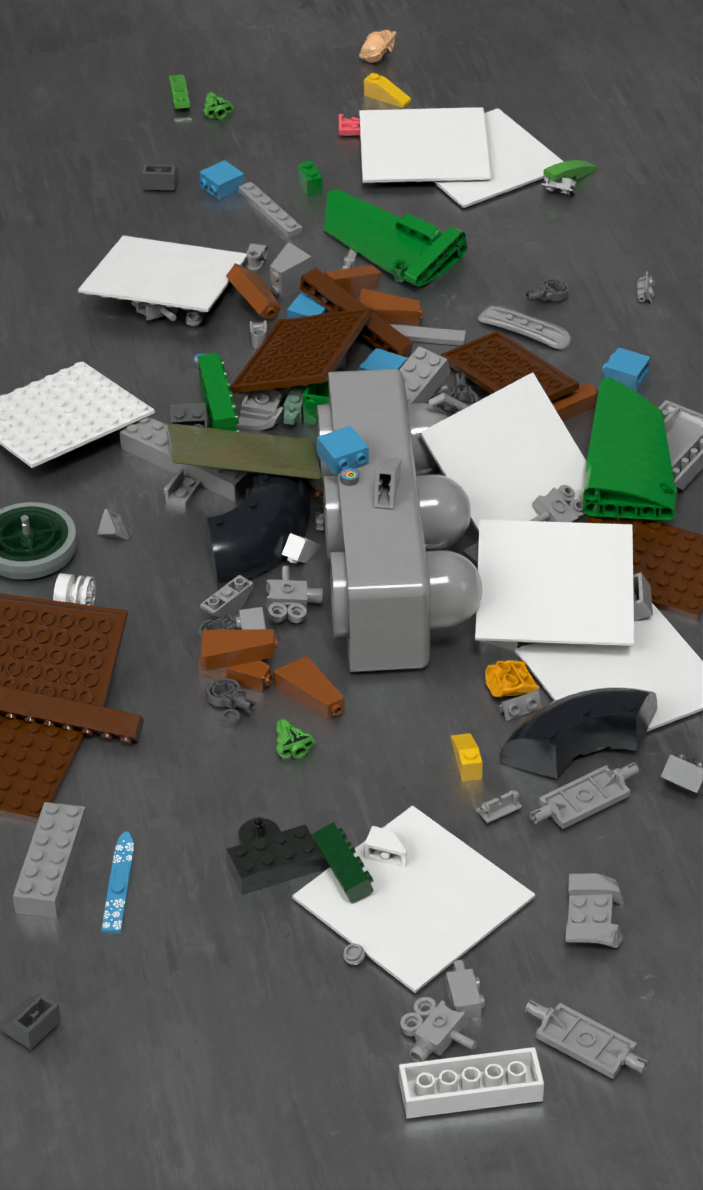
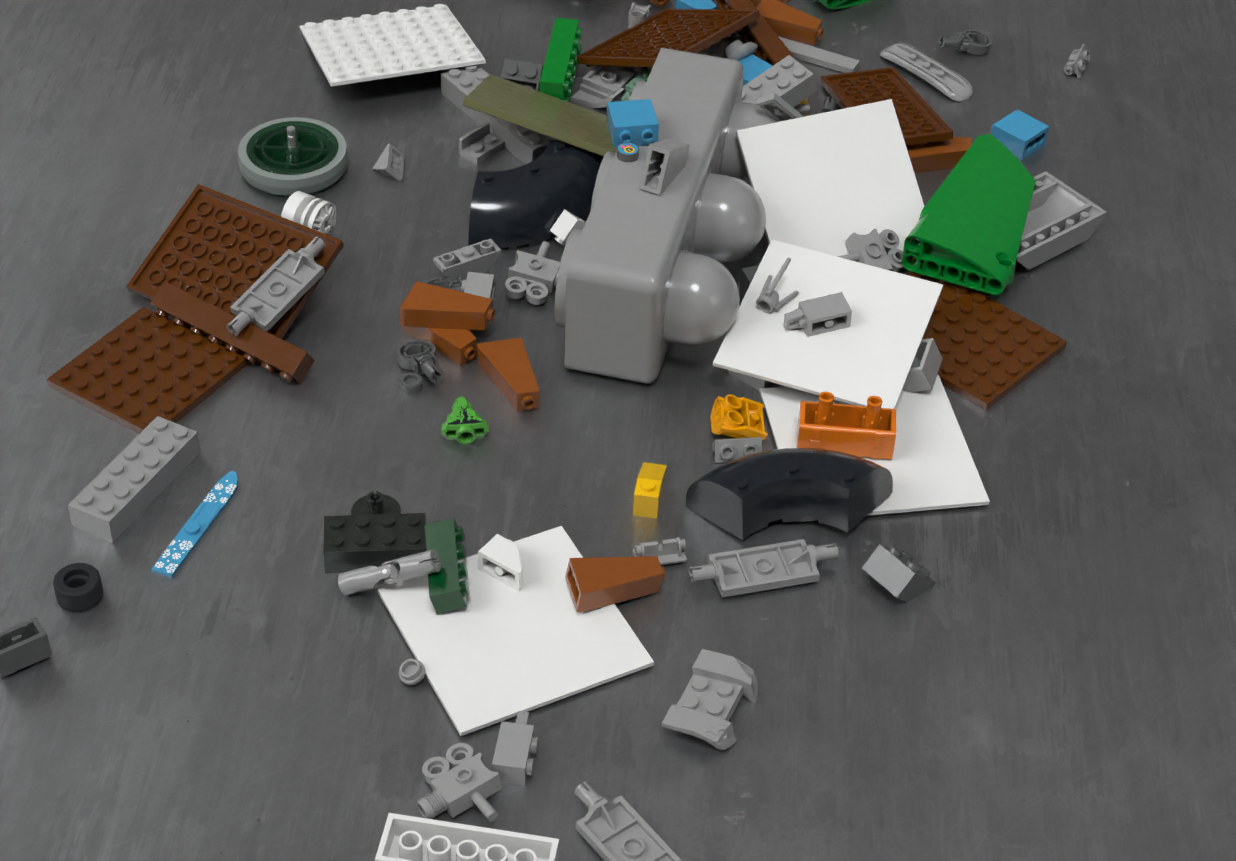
camera: 15 degrees right, 0 degrees up
(50, 951) = (89, 587): none -> black tyre
(91, 666) = (278, 289): none -> light grey plate
(289, 887) = (373, 577): none -> light grey piece
(362, 351) = (738, 50): none -> light grey hat
(475, 838) = (612, 580): none -> dark orange slope
(500, 573) = (769, 297): none -> light grey plant
(547, 575) = (820, 315): none -> light grey hinge
(602, 665) = (847, 428): none -> orange piece

